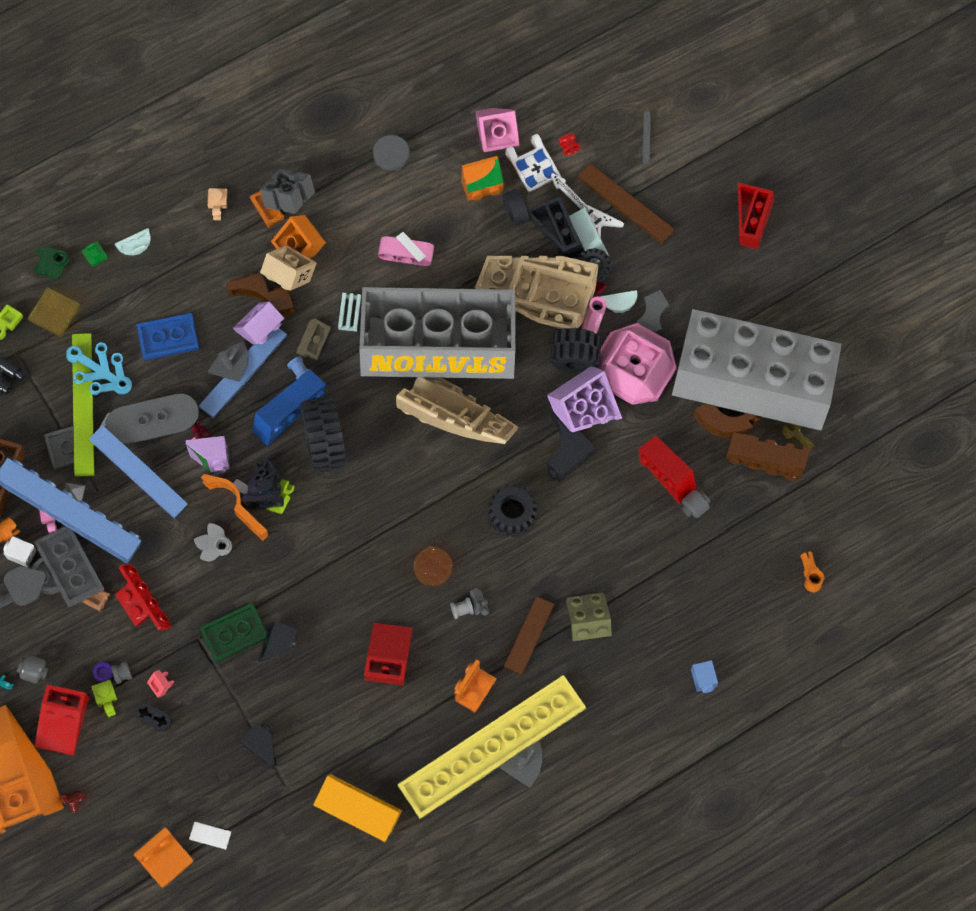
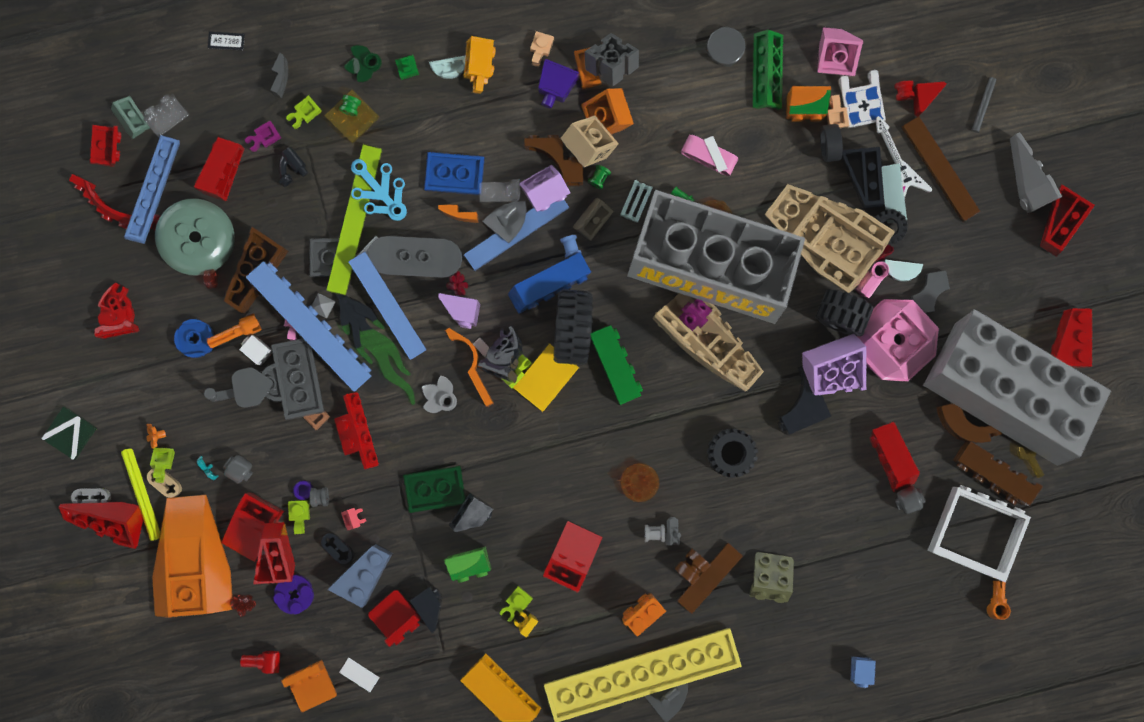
camera: 20 degrees right, 15 degrees up
(50, 300) = (350, 105): none -> green wheel
(93, 737) = (275, 556): none -> red wedge
(113, 848) = (267, 661): none -> red pin
(114, 766) = (296, 605): none -> dark purple plate
(136, 512) = (366, 337): none -> clear neon green piece
(162, 229) = (479, 62): none -> light orange hinge
(175, 370) = (453, 212): none -> orange slope
(186, 734) = (361, 578): none -> sand blue wedge
(217, 339) = (499, 191): none -> clear bracket
(230, 765) = (395, 617): none -> red bracket
(241, 227) = (556, 82): none -> dark purple torso
(288, 689) = (468, 564): none -> bright green slope
(307, 299) = (599, 176): none -> green bush
(312, 497) = (545, 379): none -> yellow tile
(347, 714) = (518, 601): none -> lime plate
(363, 732) = (527, 625): none -> yellow tile
(376, 464) = (615, 364): none -> green brick
(433, 161) = (765, 69): none -> green fence
(436, 391) = (695, 314): none -> magenta brick
(508, 626) = (692, 566): none -> reddish brown wheel
(513, 181) = (836, 114): none -> light nougat plate
(589, 142) = (925, 94): none -> red slope
(716, 192) = (1033, 185): none -> light grey wedge
(772, 545) = (1013, 543): none -> white window
(798, 312) = (1074, 338): none -> red wedge

